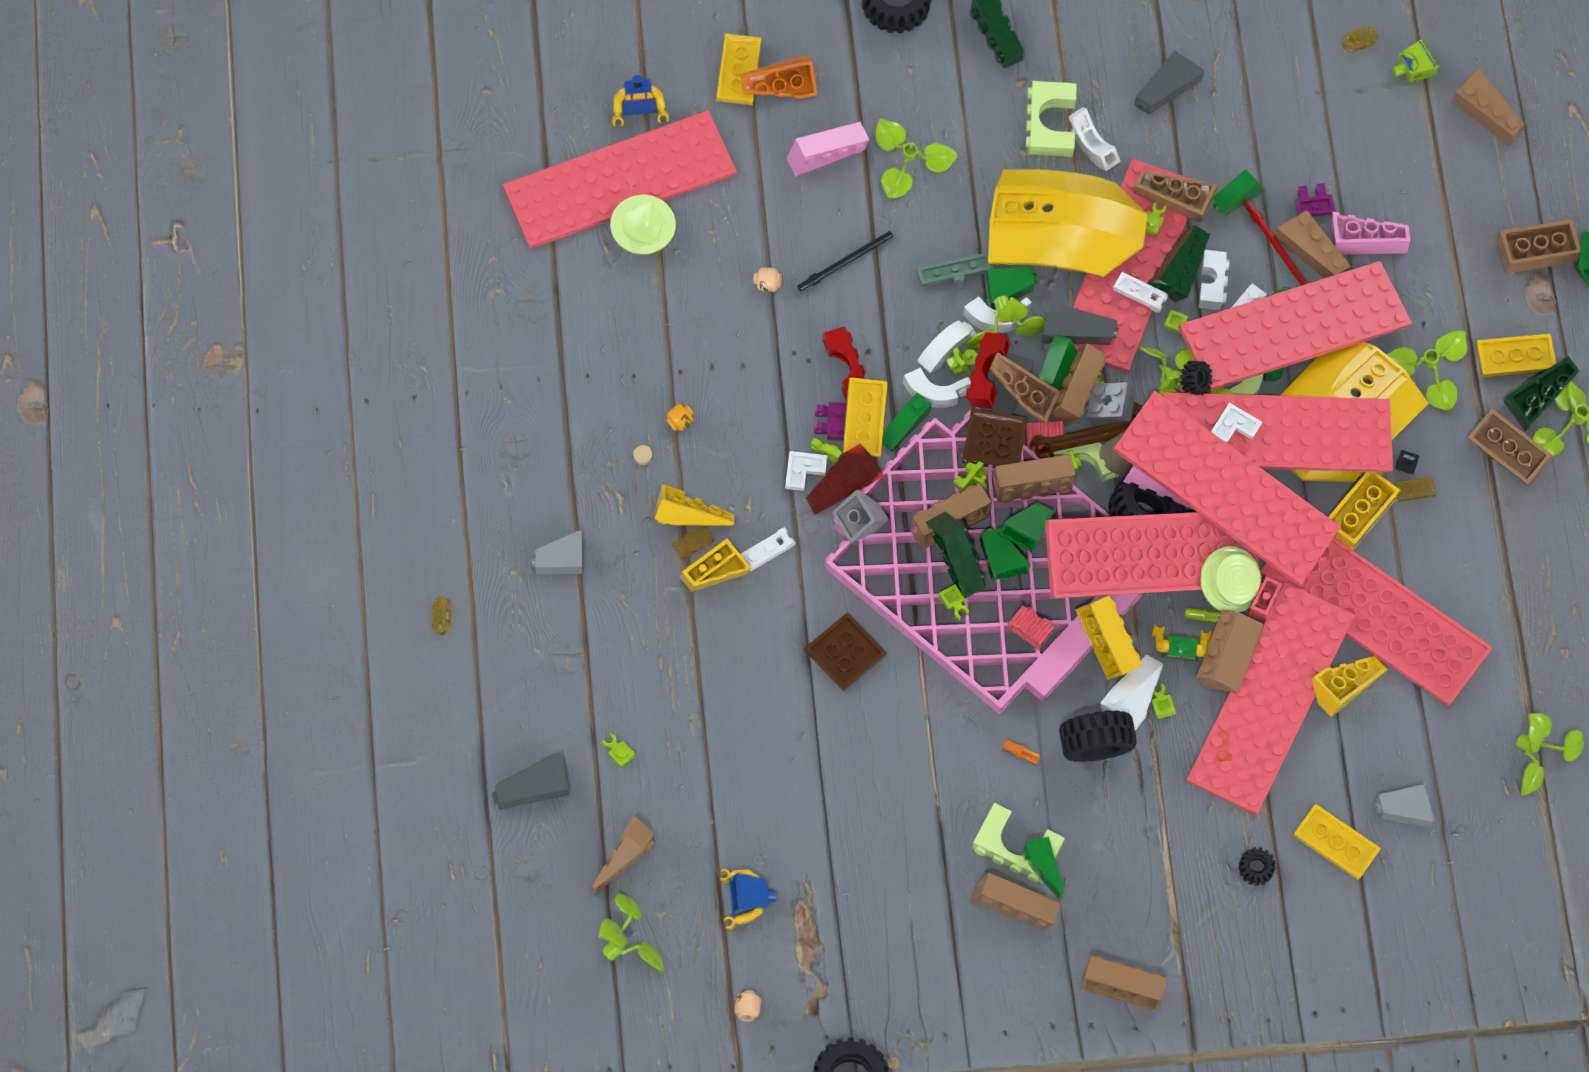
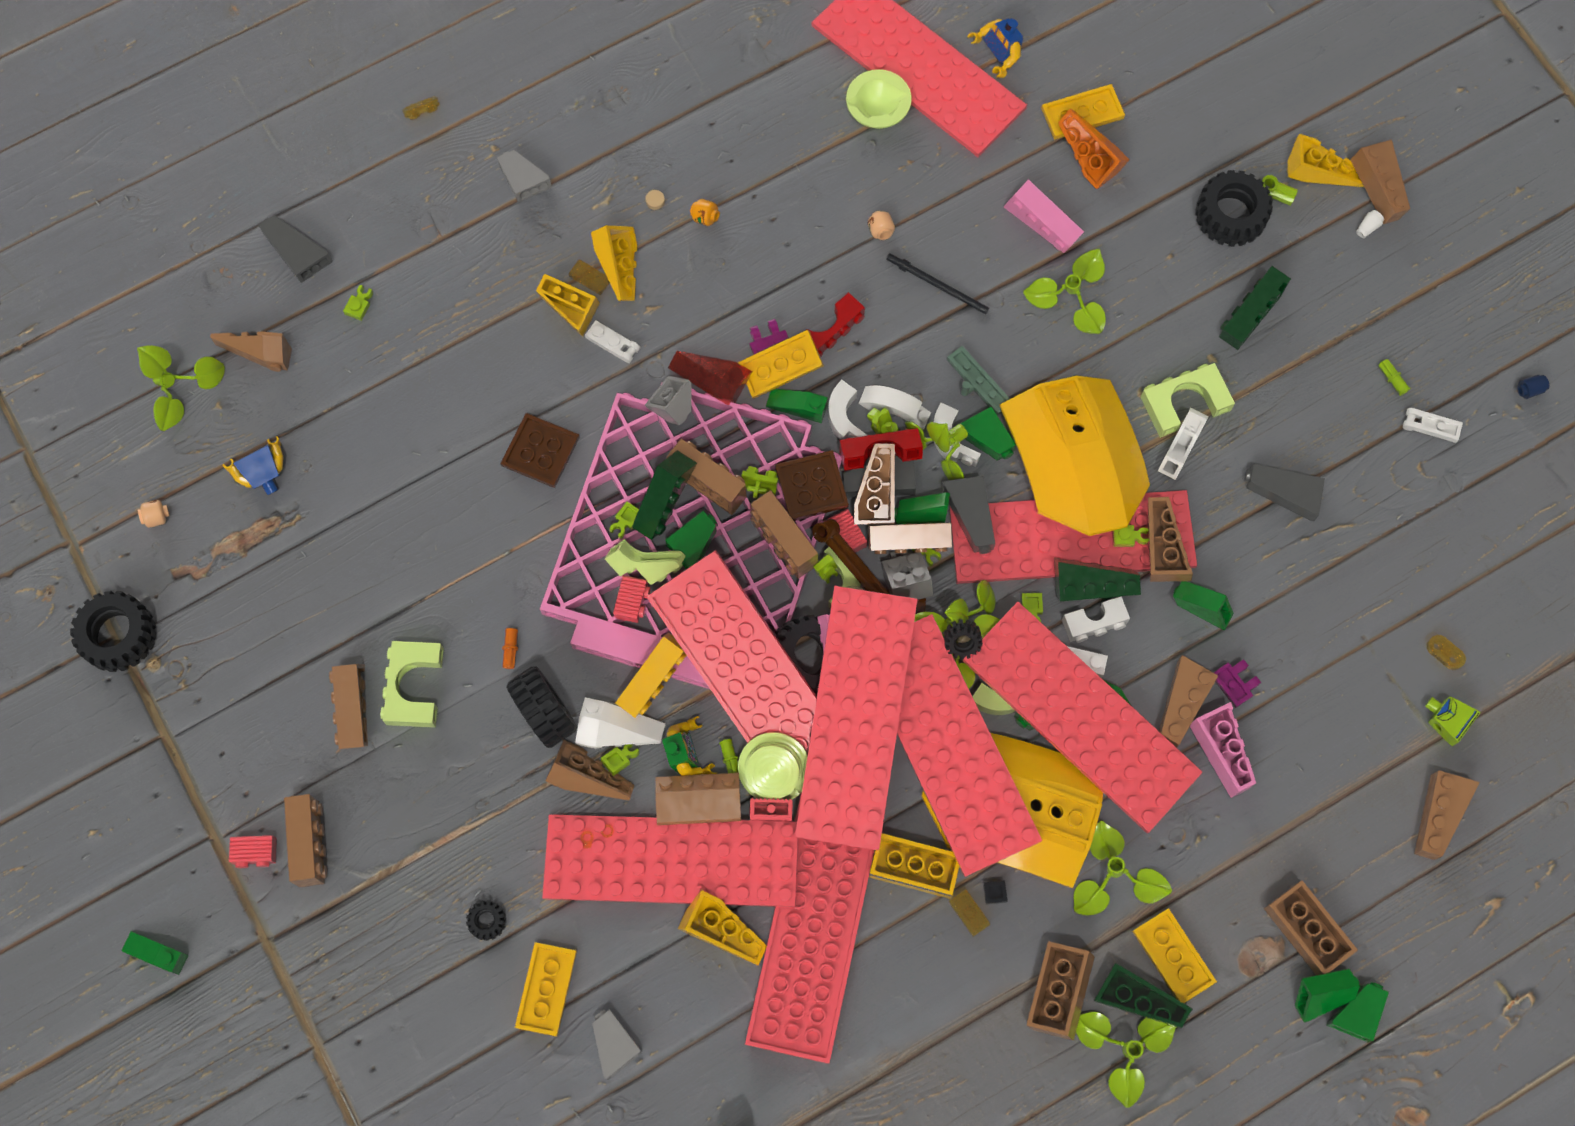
camera: 70 degrees right, 5 degrees up
(802, 464) = (708, 332): white plate -> none
(833, 452) = (734, 353): lime plate -> none
(1012, 593) = (651, 565): none -> yellowish green arch
(1027, 526) = (733, 549): green slope -> none
(1042, 862) = (392, 711): green slope -> none
(1110, 1034) = (252, 850): none -> coral brick
(1140, 292) = (1042, 554): white plate -> none
(1163, 738) = (580, 773): none -> medium nougat wedge
(1238, 420) = (932, 691): white plate -> none
(1257, 218) = (1188, 635): red bar -> none

